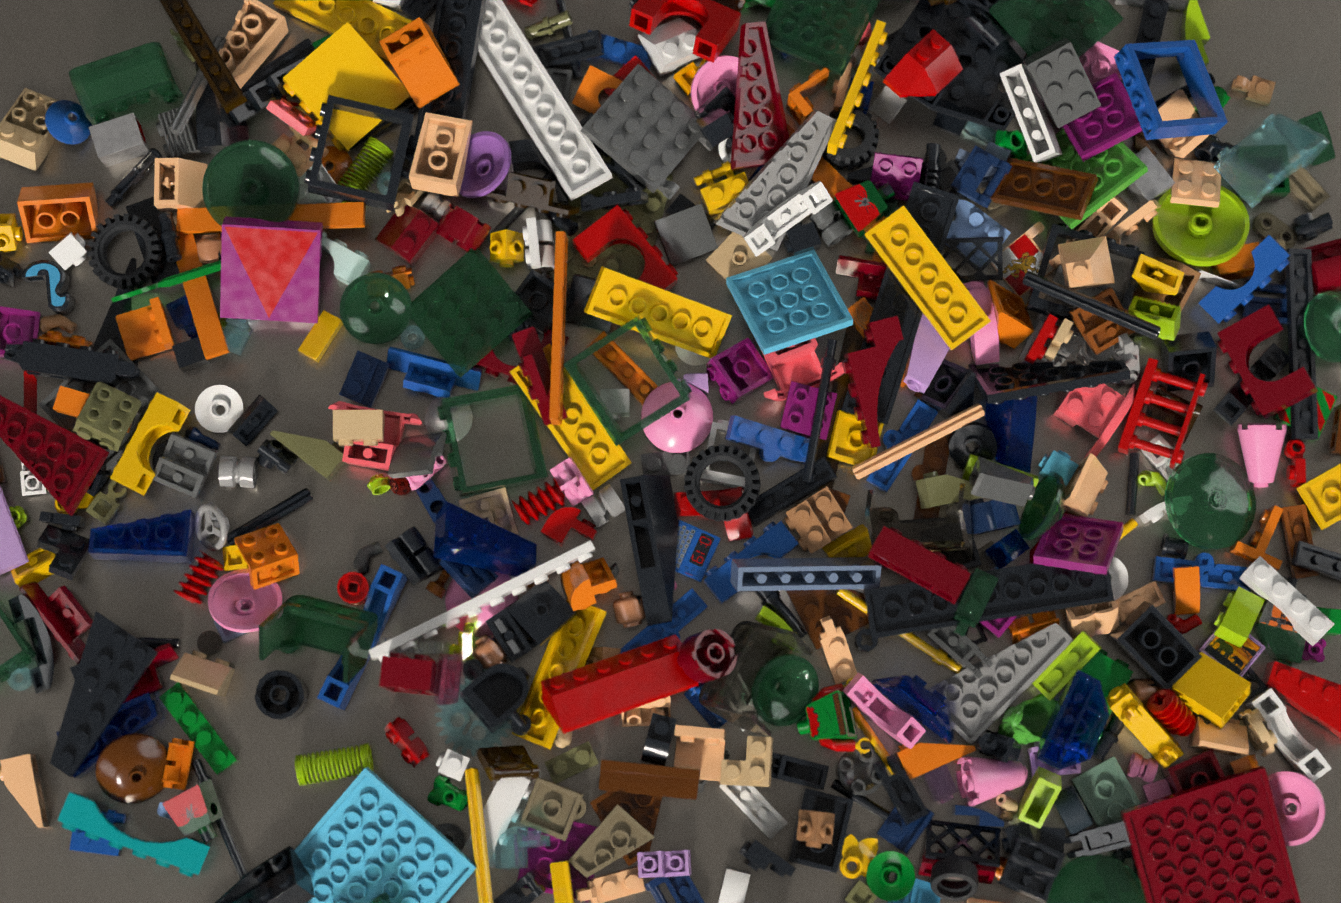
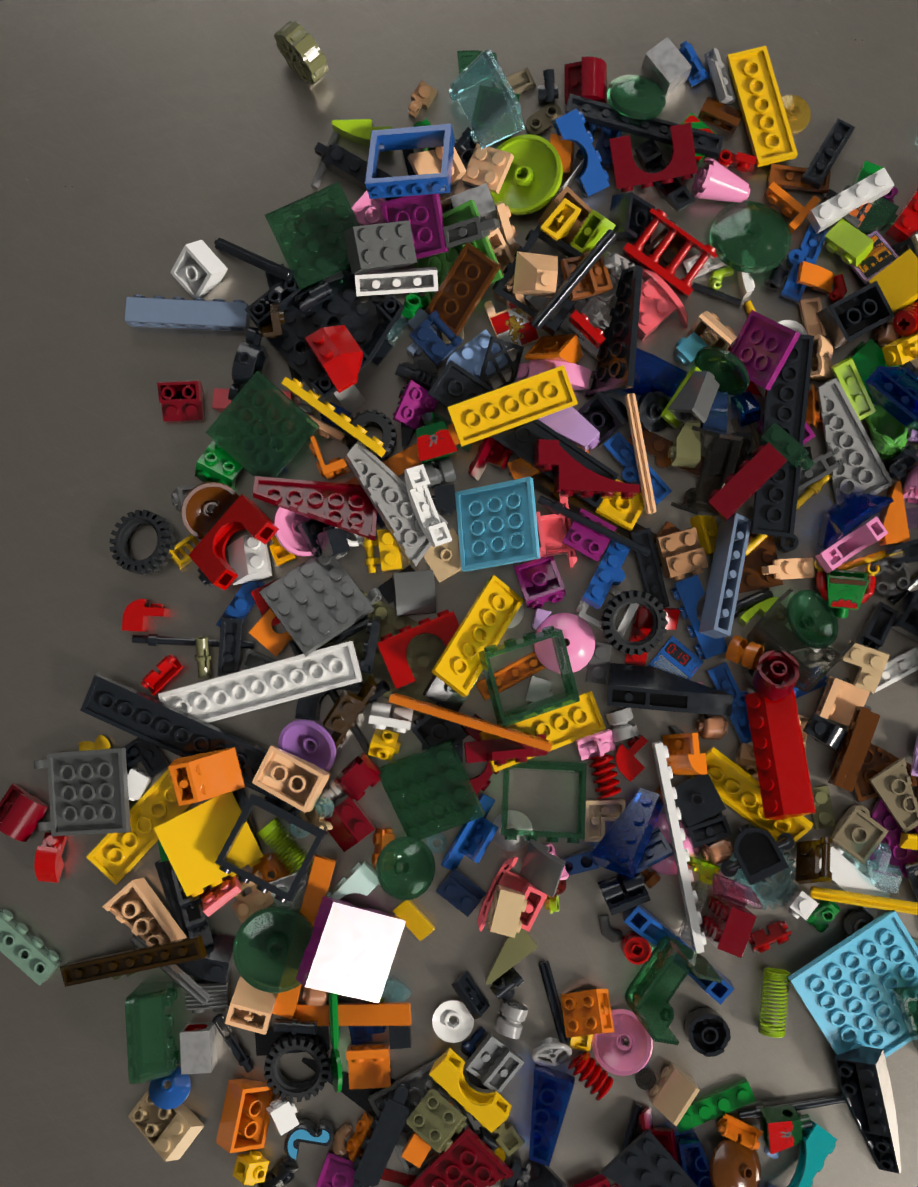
camera: 70 degrees left, 5 degrees up
(419, 200) = (325, 807): none -> clear light blue plate
(725, 615) = (741, 651): none -> orange wheel
(1062, 335) = (590, 311): tan plate -> none
(1110, 173) = (469, 230): none -> dark grey hinge

